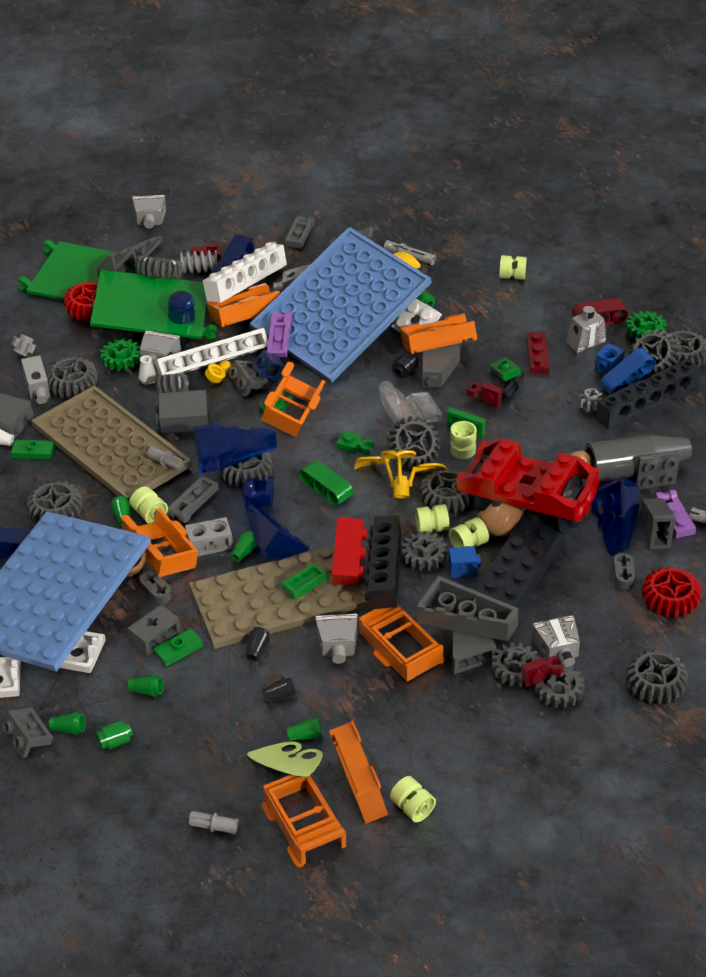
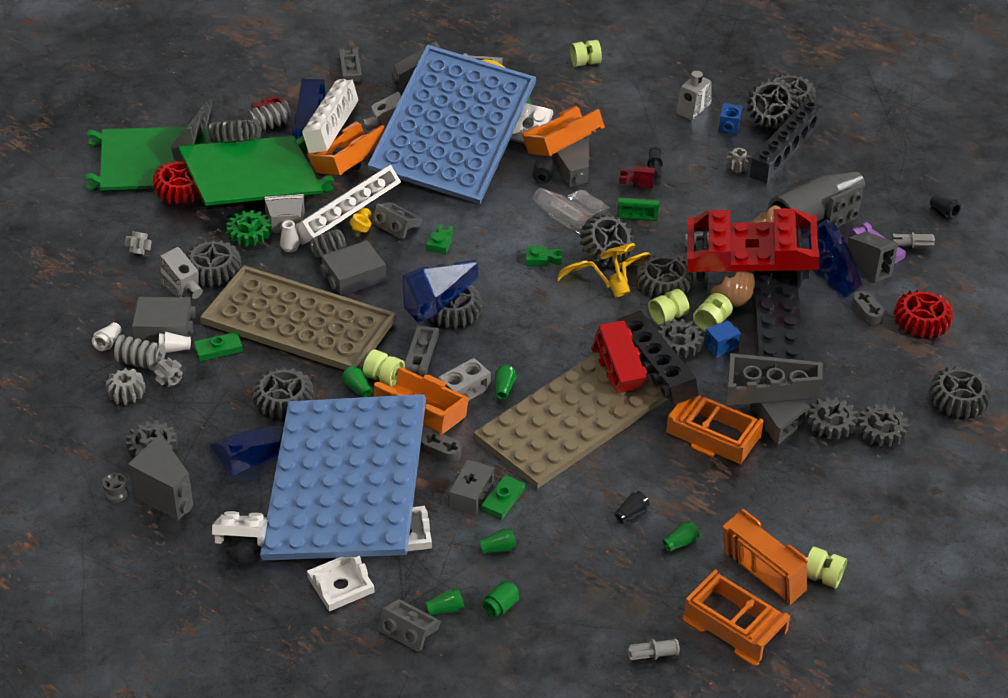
camera: 25 degrees left, 0 degrees up
(149, 210) = (177, 77): light grey torso -> none
(165, 458) = (372, 317): light grey axle -> none
(181, 307) = (290, 165): clear blue helmet -> none
(257, 642) = (580, 469): black cone -> none
(259, 491) = (483, 326): clear blue helmet -> none
(268, 366) = (413, 202): dark blue brick -> none
(272, 536) = (529, 363): clear blue wedge -> none
(275, 758) = (666, 571): yellowish green piece -> none
(279, 334) = (408, 168): medium lavender plate -> none
(298, 388) = (476, 222): orange piece -> none
(304, 581) = (592, 397): green plate -> none
(326, 483) = (543, 300): green beam -> none
(337, 635) = (652, 440): light grey torso -> none
(463, 439) = (648, 225): yellowish green wheel -> none
(505, 369) = (642, 149): green plate -> none
(538, 353) = (658, 128): dark red plate -> none
(538, 669) = (864, 415): dark red plate -> none
(557, 638) = (854, 384): light grey torso -> none
(611, 310) = (679, 77): dark red beam -> none
(628, 371) = (759, 126): blue beam -> none
(642, 322) = (741, 79): green gear -> none

